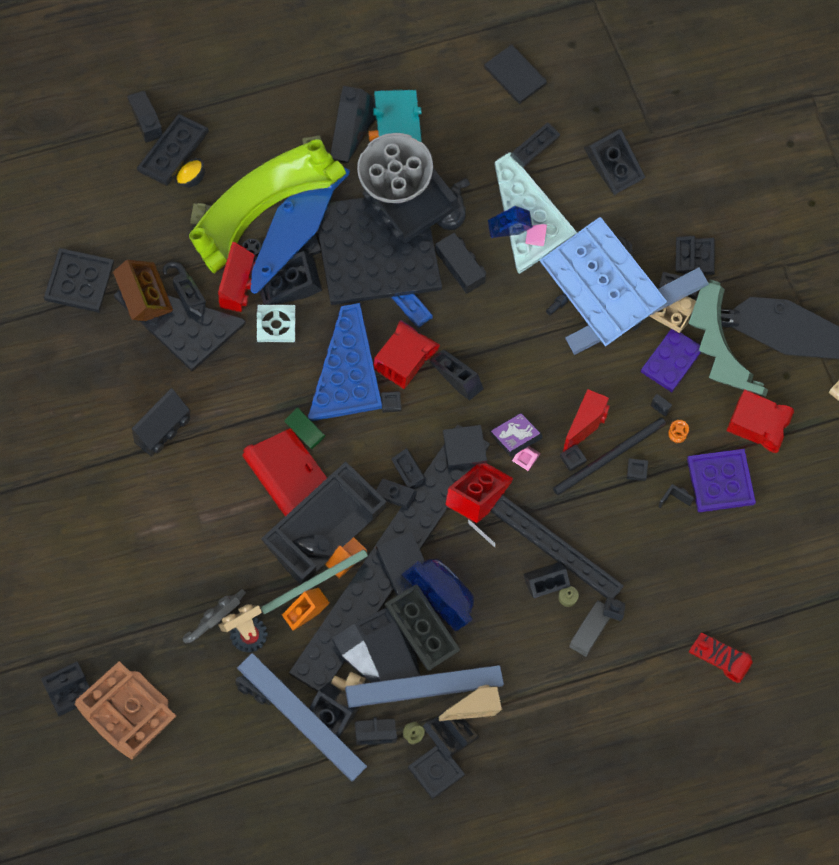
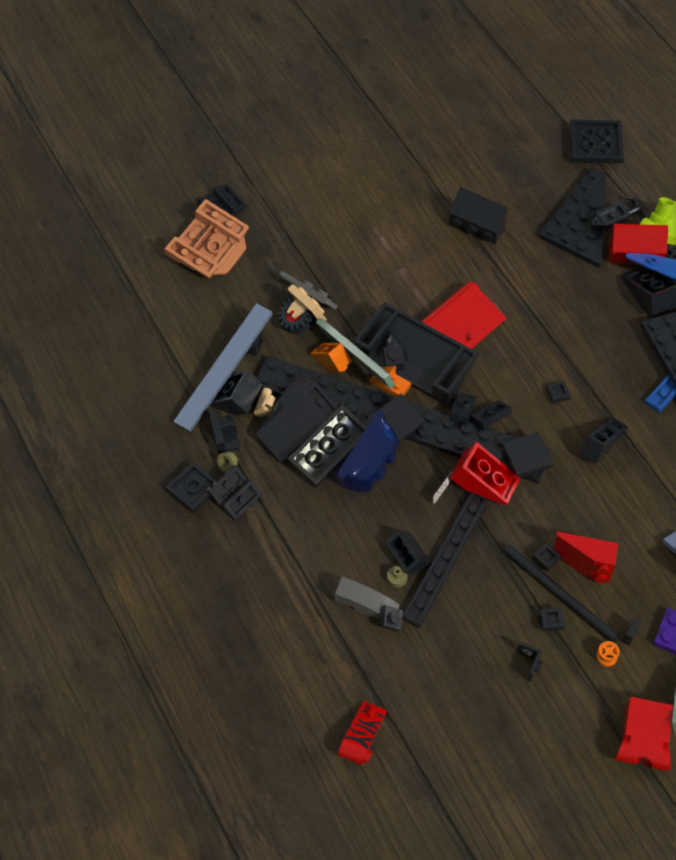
camera: 85 degrees right, 10 degrees down
(142, 290) = (600, 179): reddish brown slope -> none
(262, 336) = (609, 298): light aqua piece -> none
(304, 428) = (506, 325): dark green slope -> none
(348, 373) = (570, 353): blue wing -> none
(404, 354) = (610, 391): red piece -> none
(423, 686) = (273, 461): sand blue tile -> none
(480, 703) = (263, 505): tan slope -> none
(516, 434) = (555, 499): tile -> none
(526, 458) = (537, 516): bright pink slope -> none
(721, 480) = (564, 705): dark purple plate -> none

